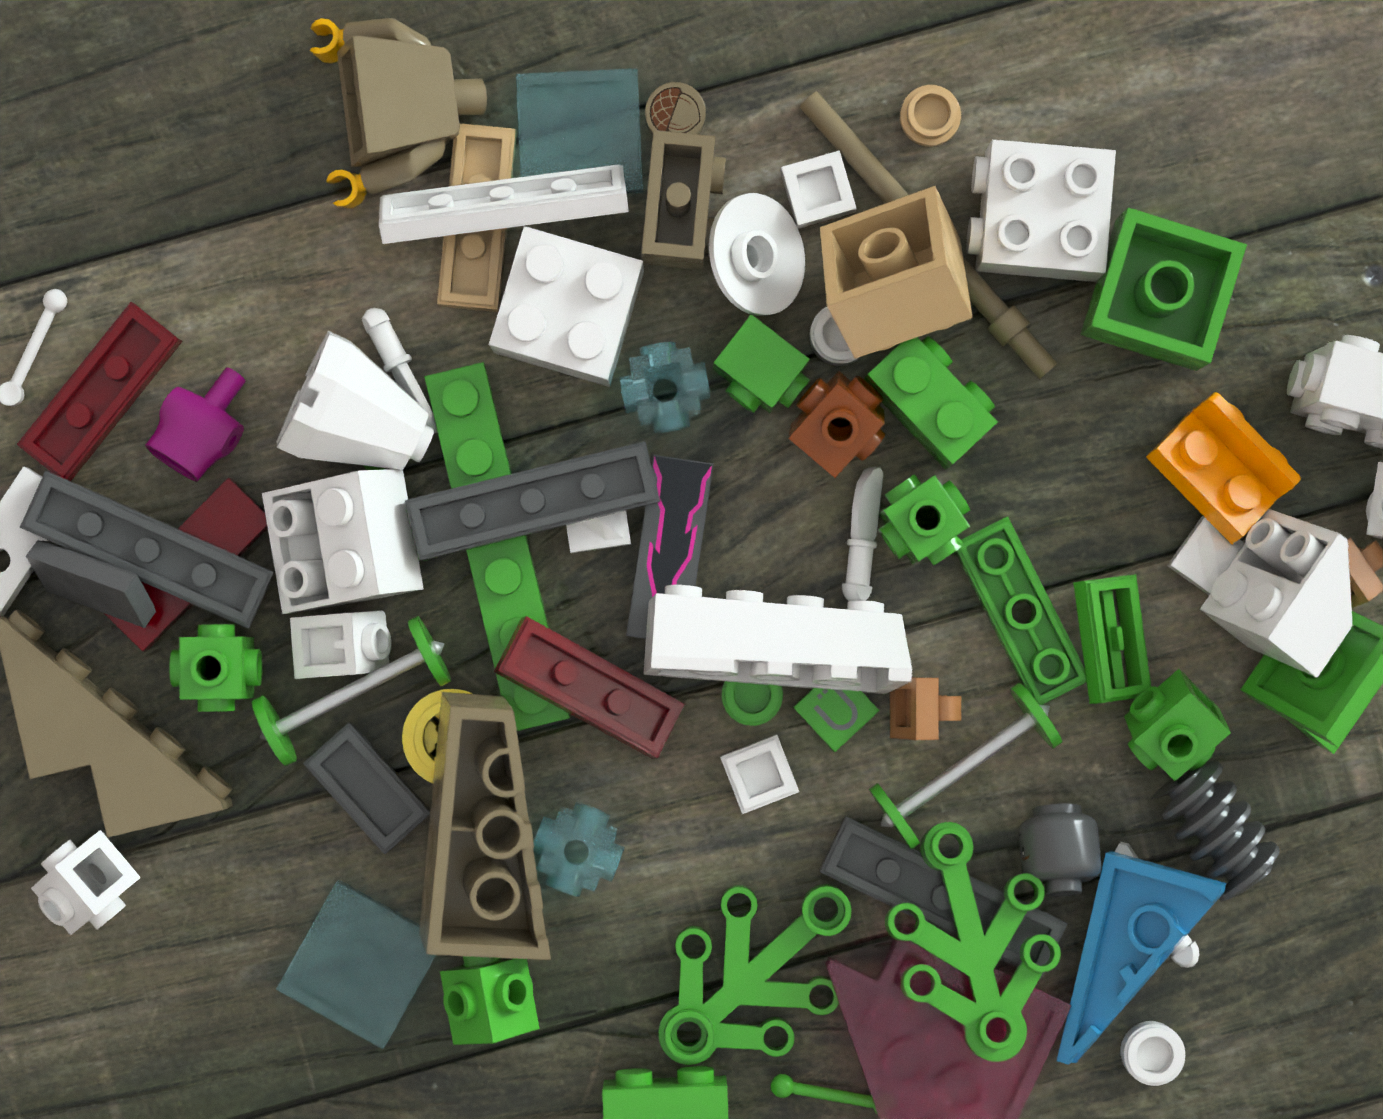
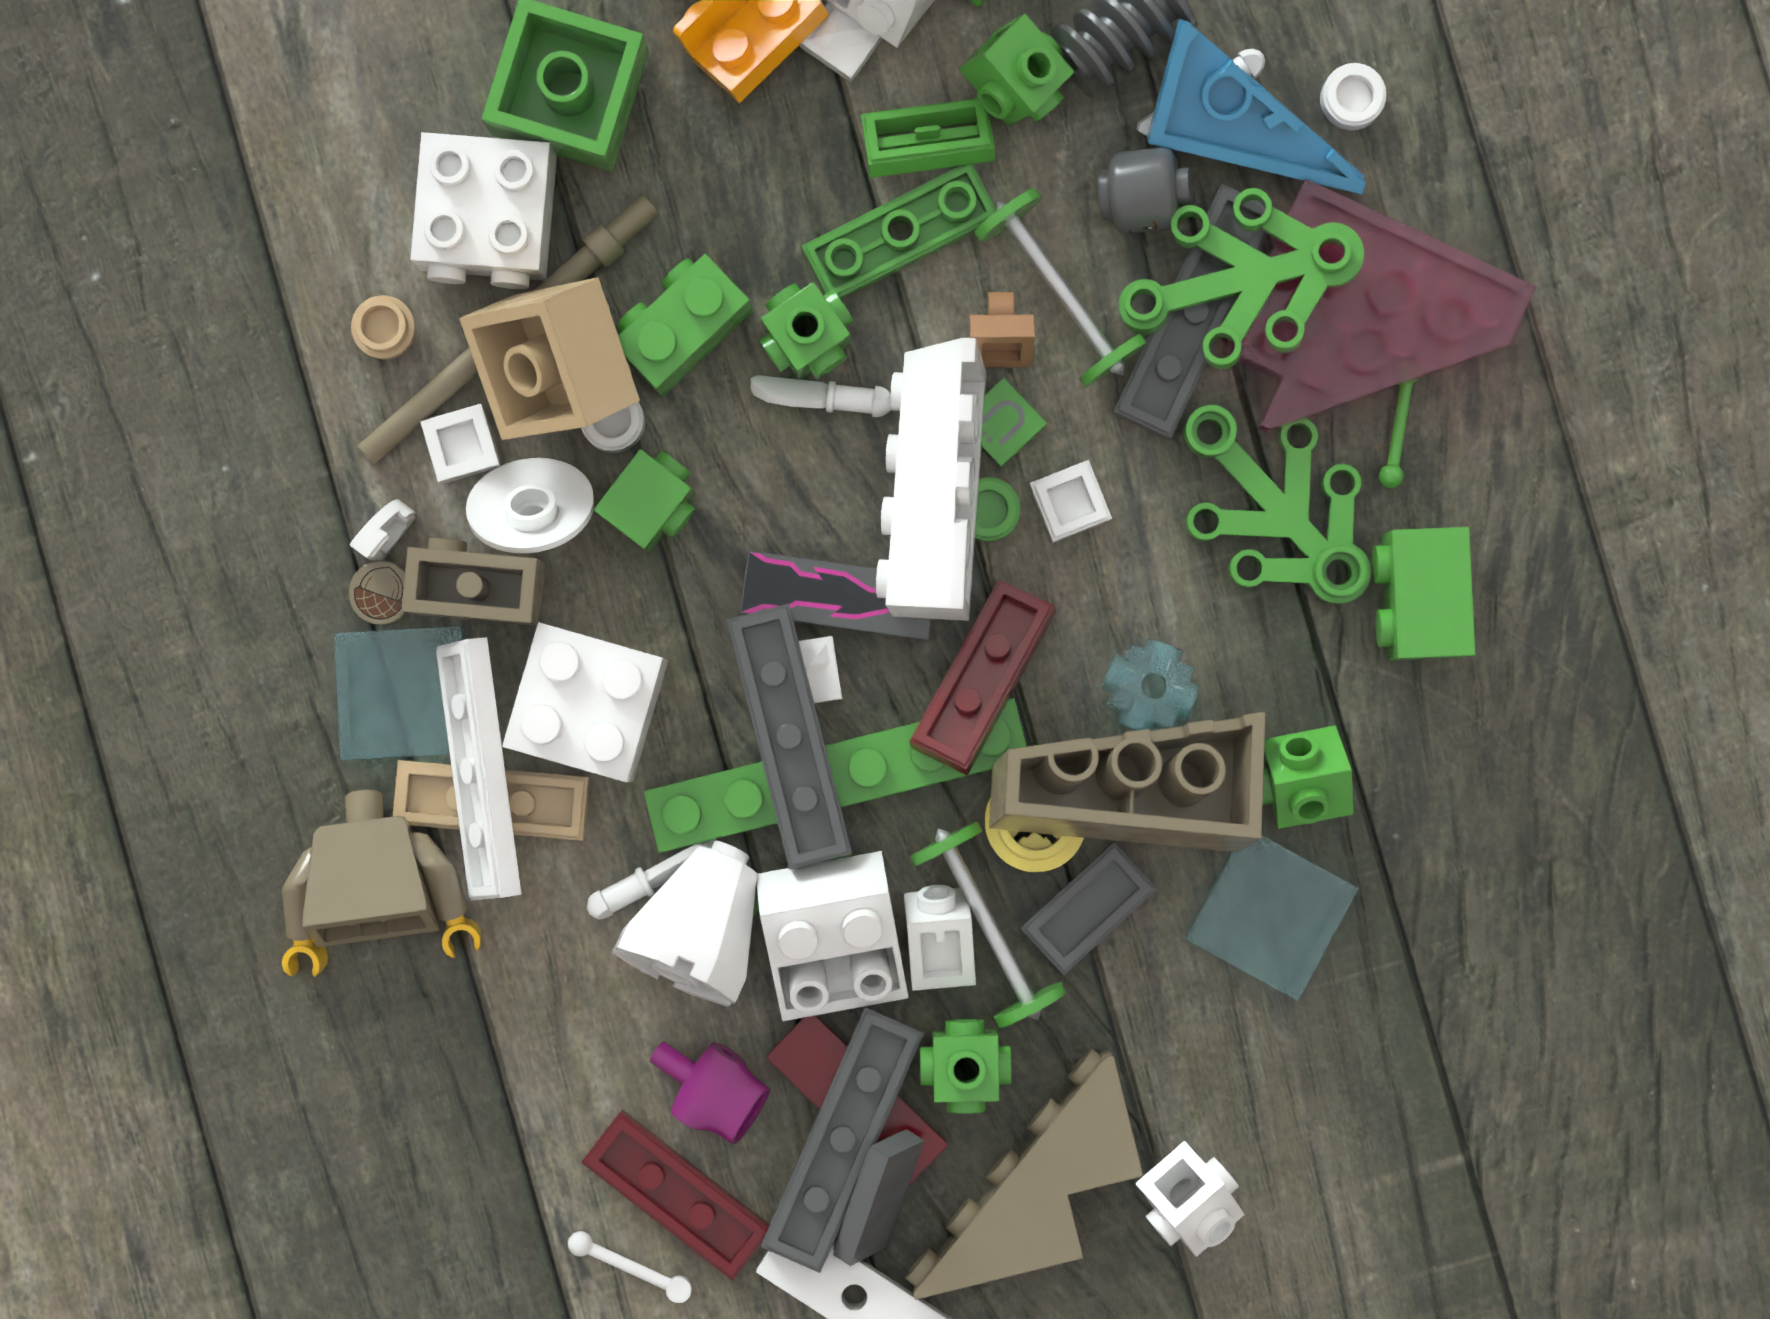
camera: 85 degrees left, 0 degrees up
(660, 363) = (648, 586): clear light blue brick -> none
(734, 115) = (383, 530): none -> white tile
(836, 442) = (725, 421): dark orange brick -> none

